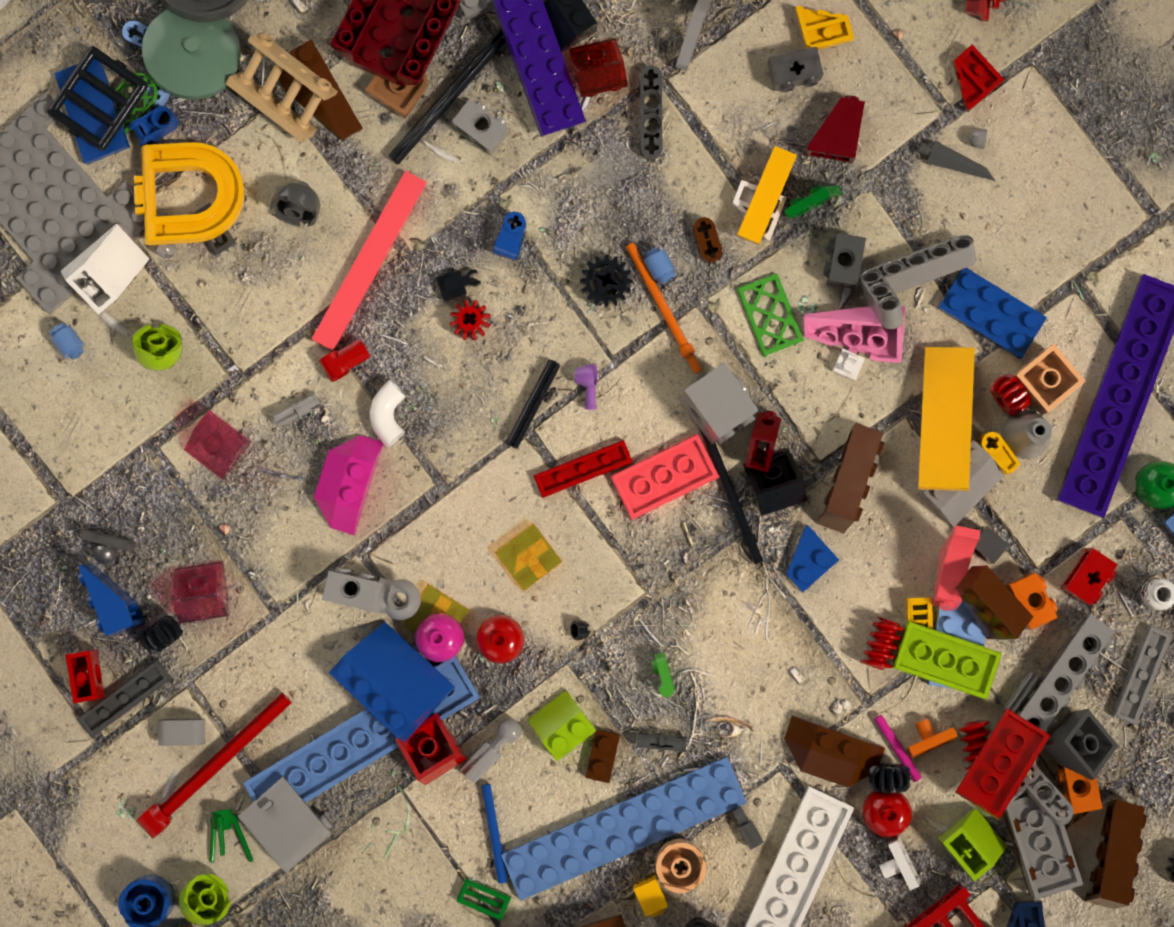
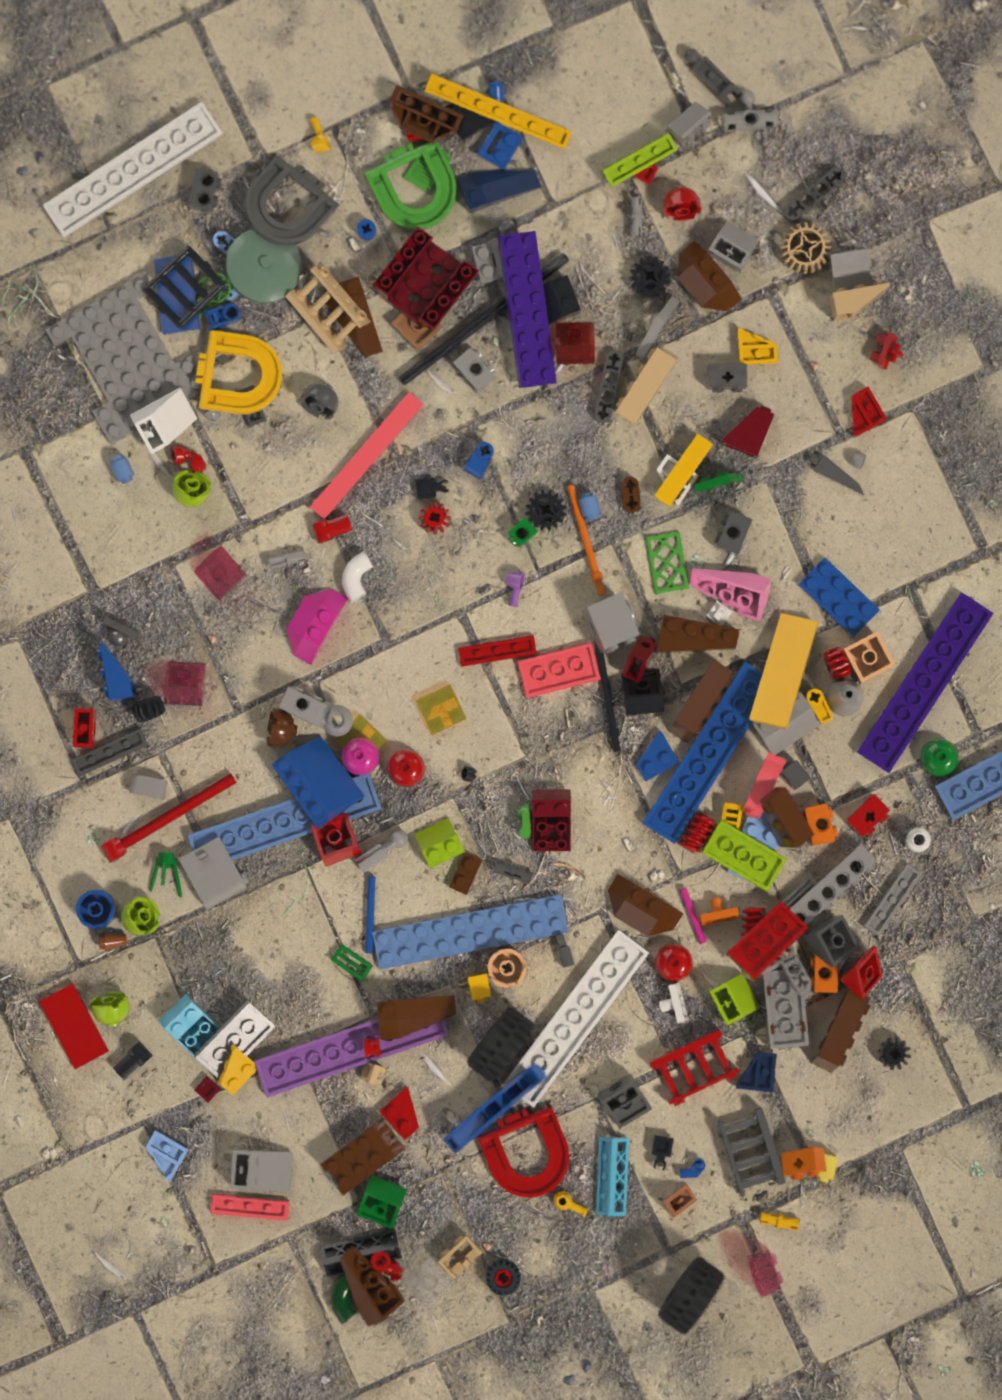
camera: 15 degrees right, 0 degrees up
(157, 311) = (181, 454): none -> red arm
(332, 624) = (281, 728): none -> reddish brown cylinder
(533, 404) = (469, 593): black axle -> none
(588, 306) = (528, 527): none -> green brick
(695, 666) = (551, 820): none -> dark red slope
(698, 98) = (646, 384): none -> tan wedge
(819, 399) = (694, 636): none -> reddish brown wedge
(872, 545) = (706, 757): none -> blue plate
(889, 778) = (680, 935): black gear -> none
(911, 270) = (781, 552): light grey beam -> none
(1128, 776) = (863, 973): none -> red slope

